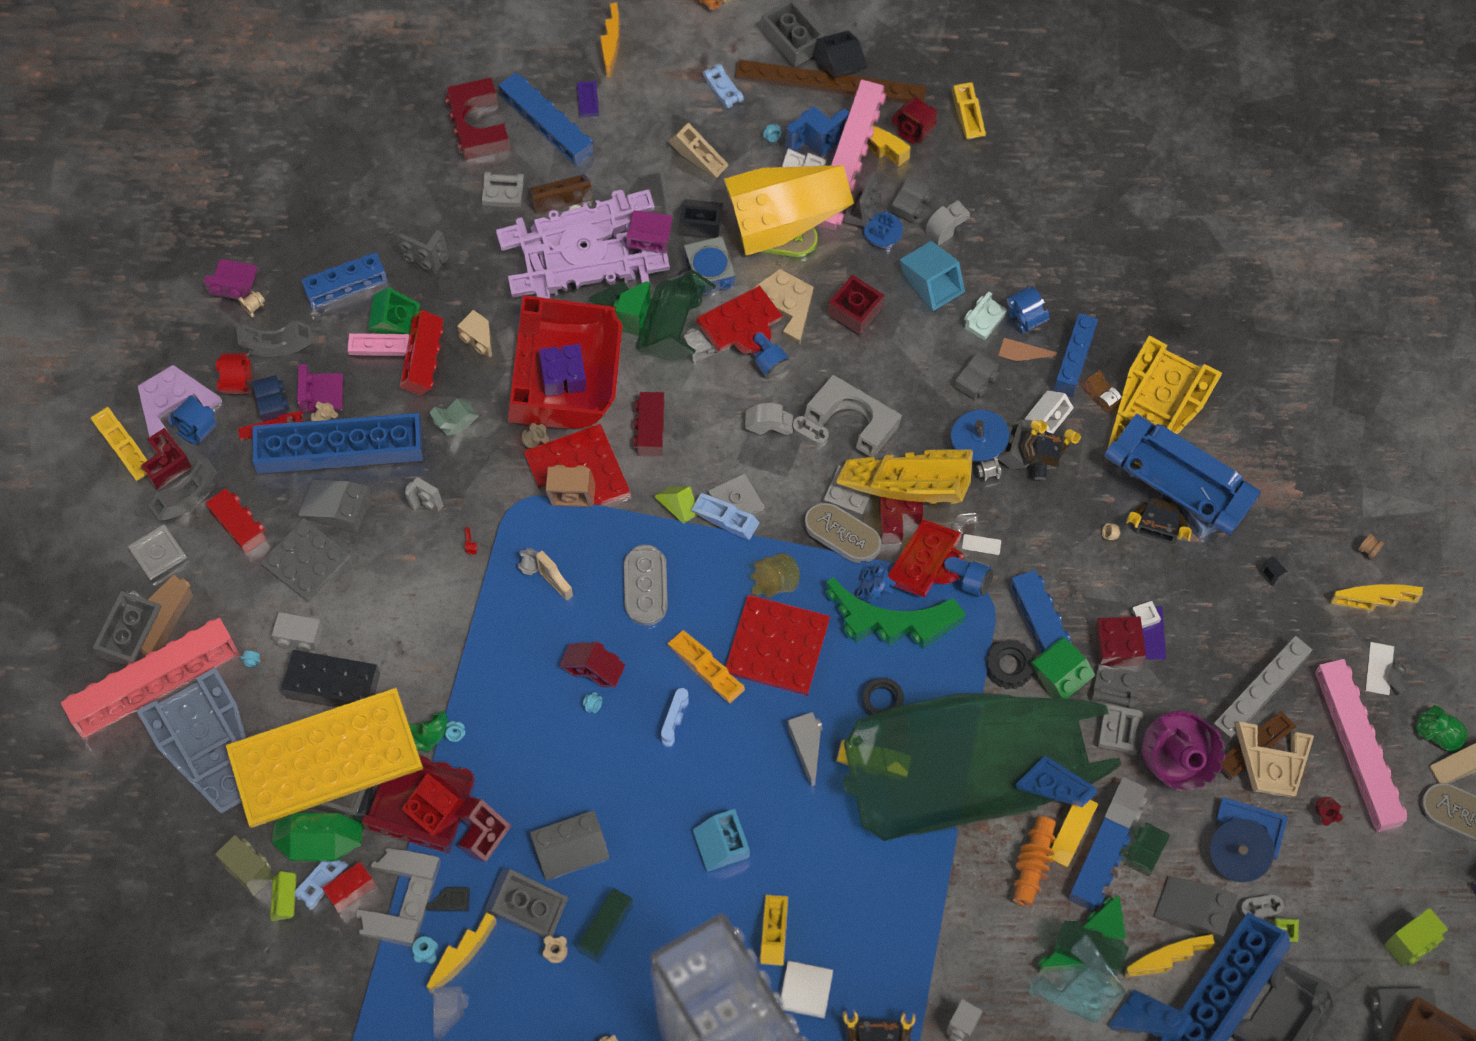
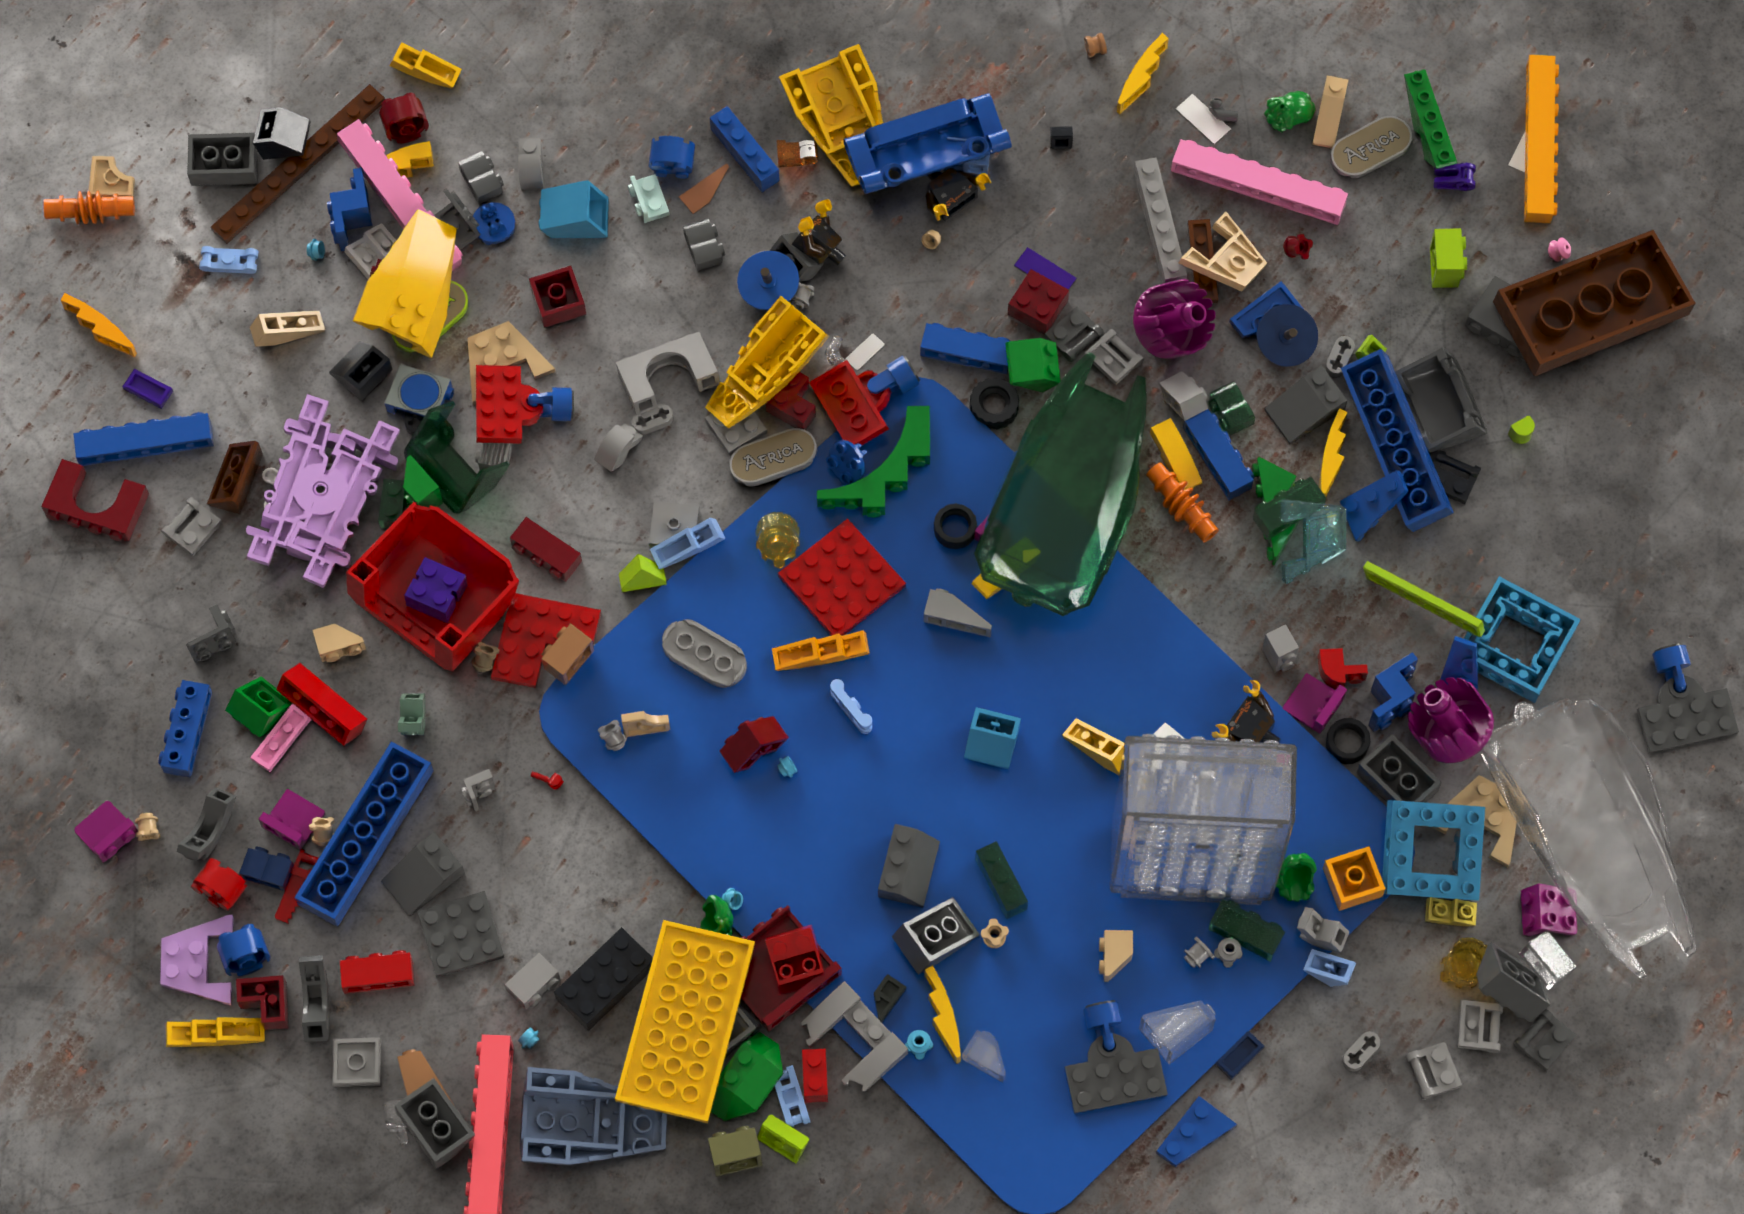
camera: 55 degrees left, 5 degrees up
(485, 831) = (847, 926): dark red brick -> none
(649, 231) = (354, 421): magenta bracket -> none
(1051, 409) = (784, 209): white brick -> none
(1057, 783) = (1130, 437): blue wing -> none
(1148, 614) = (1026, 262): white tile -> none

